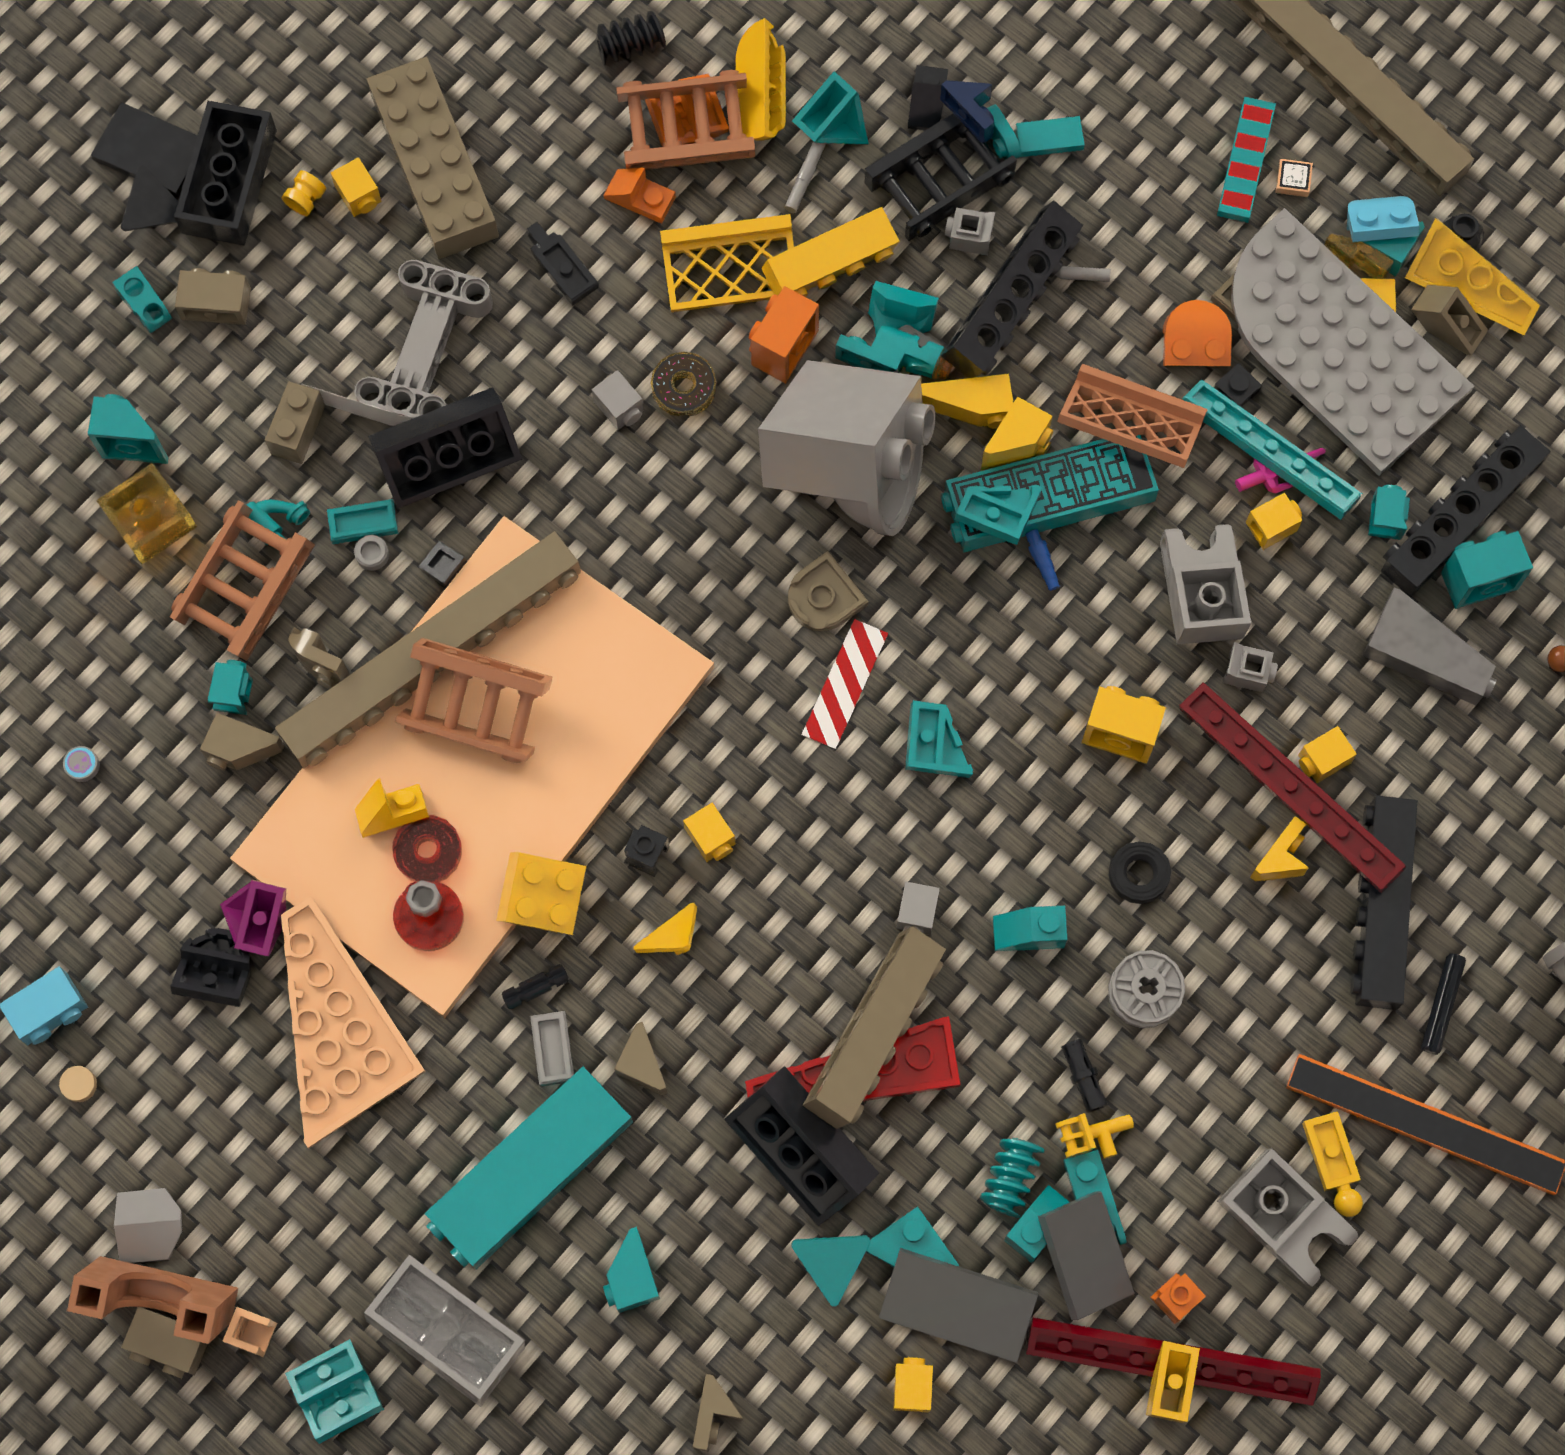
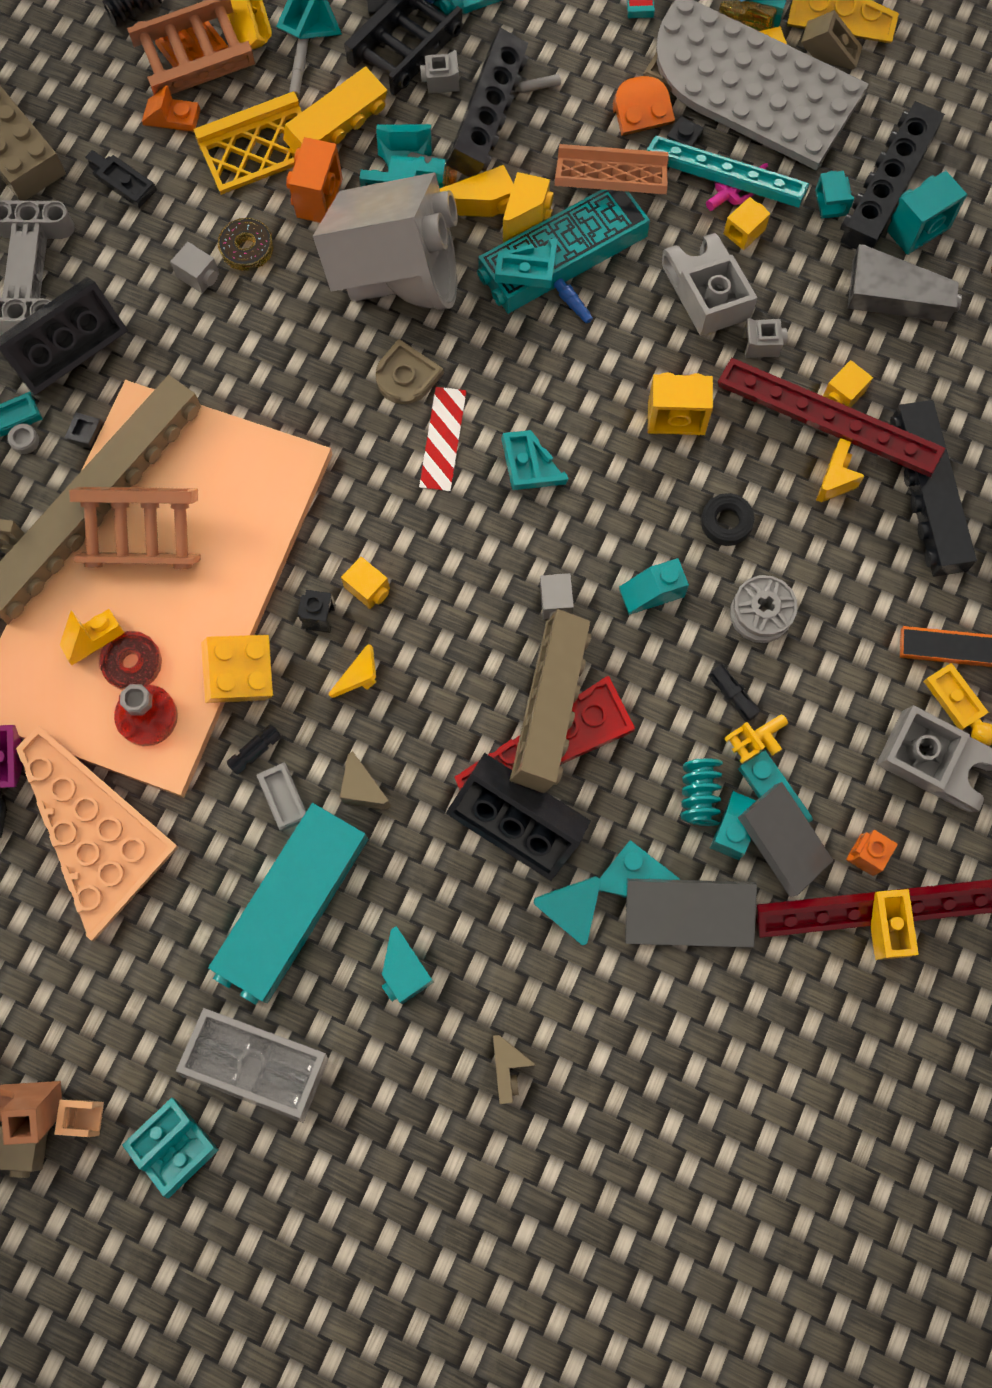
camera: 15 degrees left, 0 degrees up
(913, 1385) = (673, 993): yellow brick -> none

